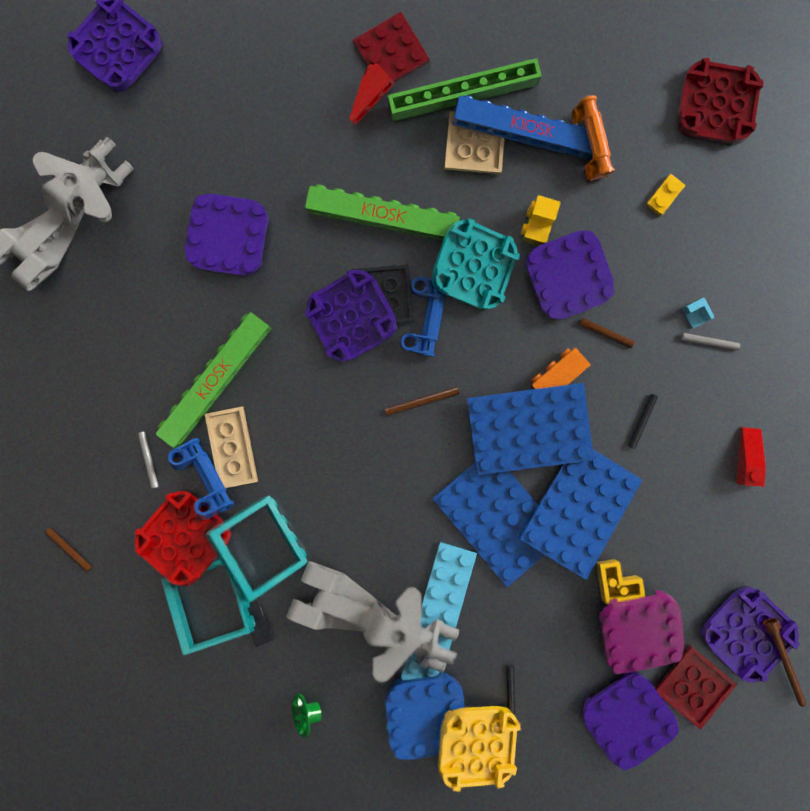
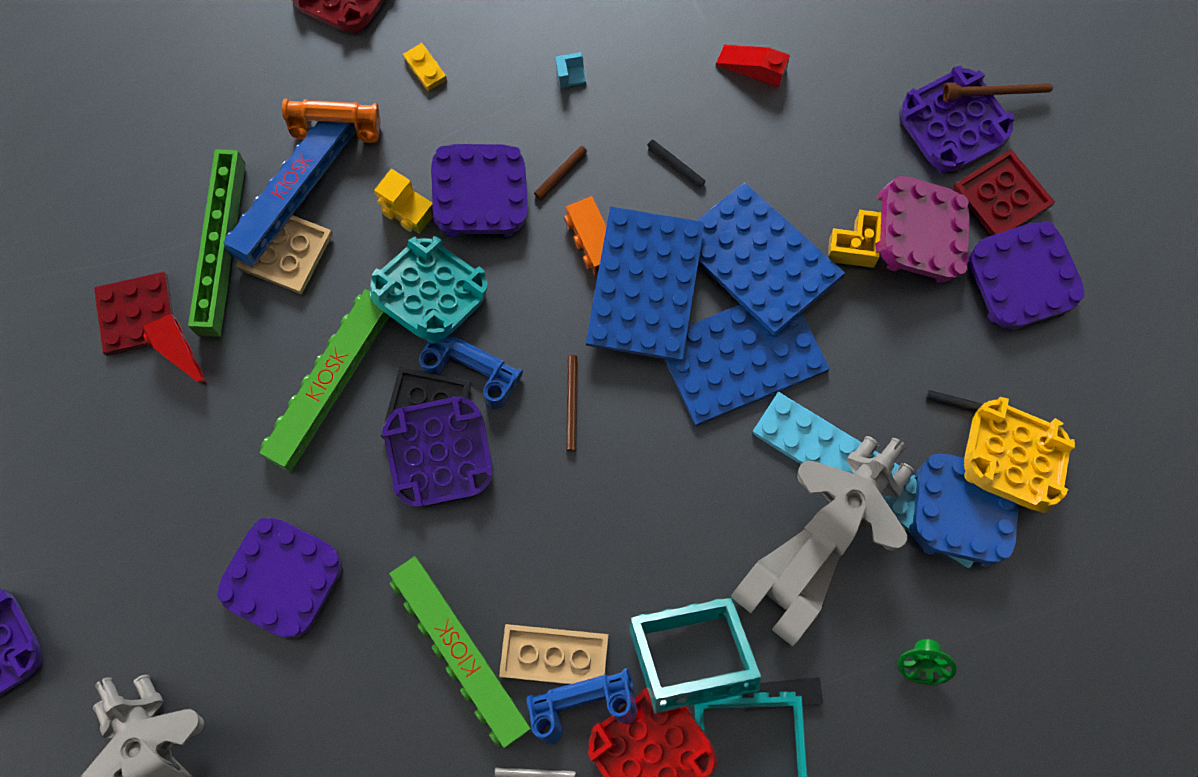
camera: 70 degrees left, 15 degrees down
(710, 341) = (606, 70): light grey bar -> none

